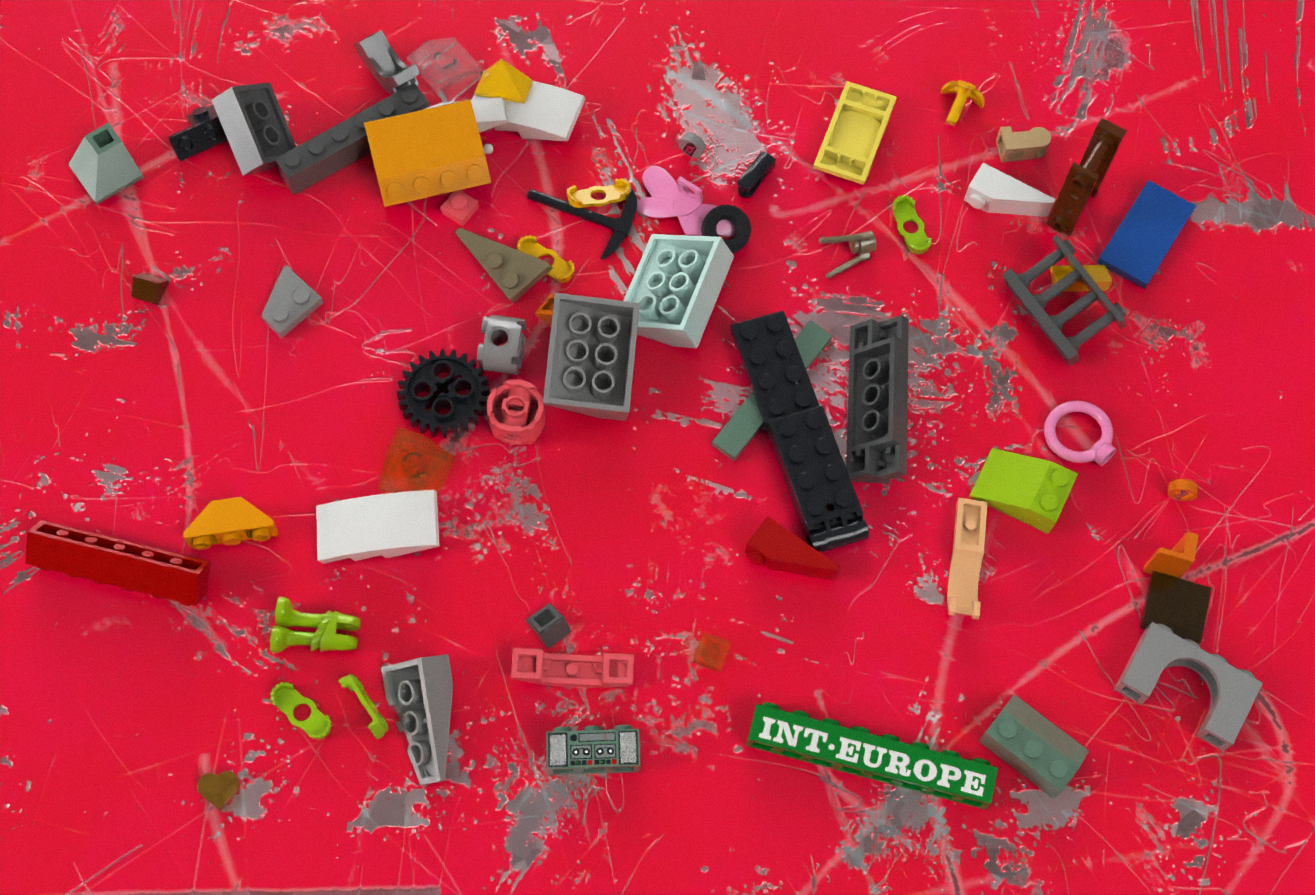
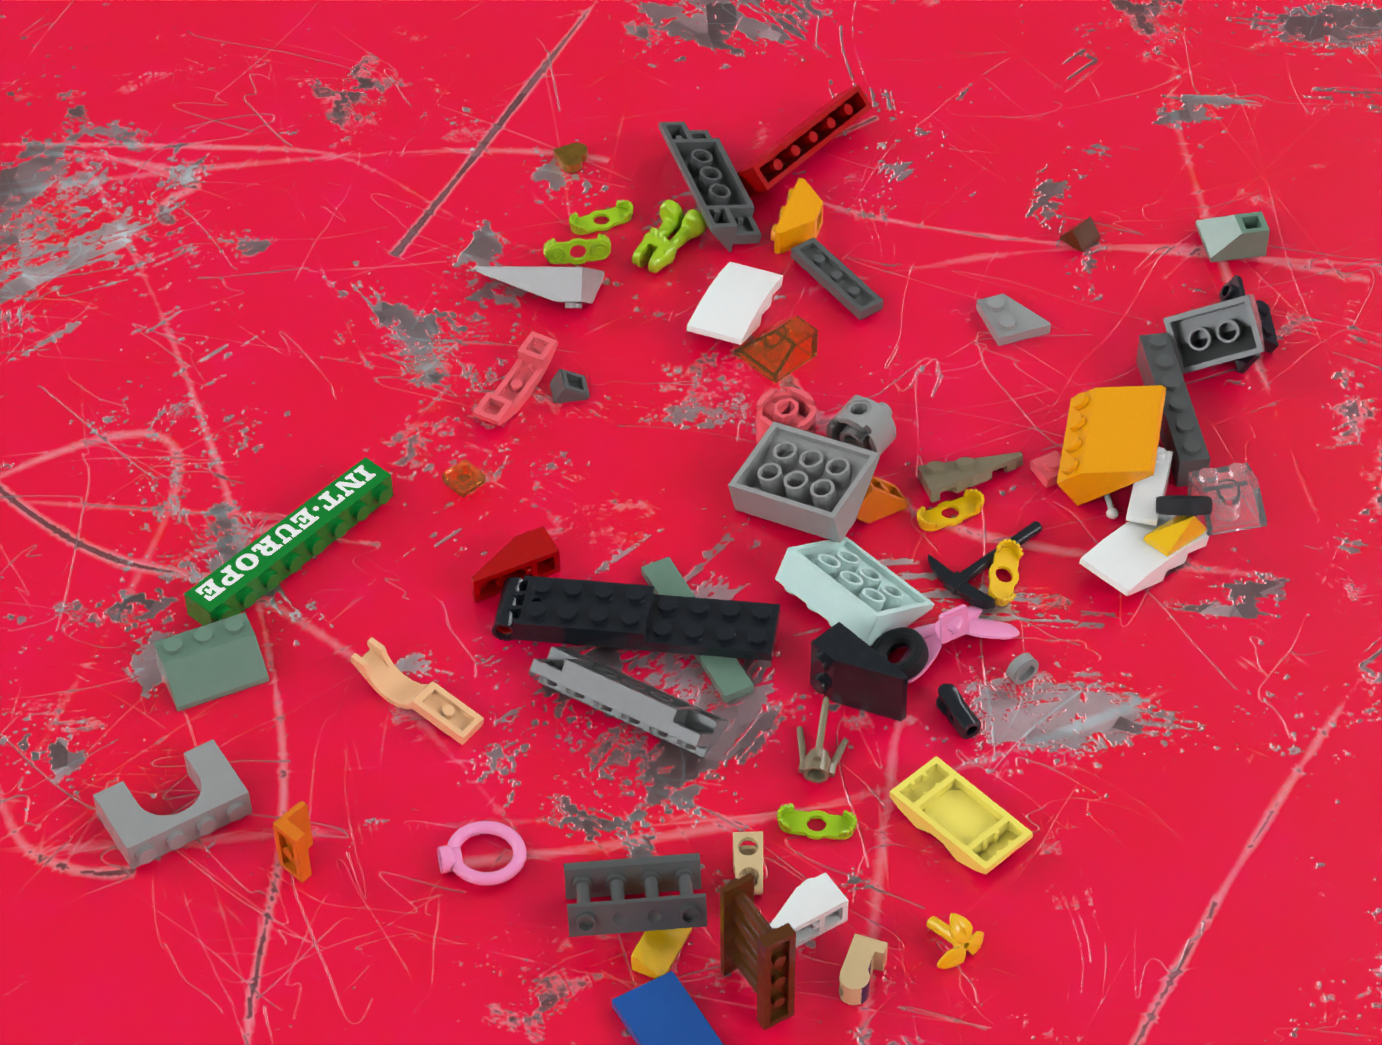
camera: 120 degrees right, 20 degrees down
(214, 621) = (713, 183): none -> dark grey slope
(300, 458) = (837, 278): none -> dark grey plate
(385, 64) = (1267, 458): arch -> none
(462, 408) = (854, 376): black gear -> none
(472, 73) = (1184, 505): none -> black tyre
(593, 750) = (433, 370): brick -> none
(771, 251) = (857, 674): none -> slope
(979, 248) = (749, 857): none -> tan leg
(1024, 487) = (453, 774): lime slope -> none
(1177, 605) = (247, 843): dark brown tile -> none
(1183, 490) = (361, 903): orange tile -> none

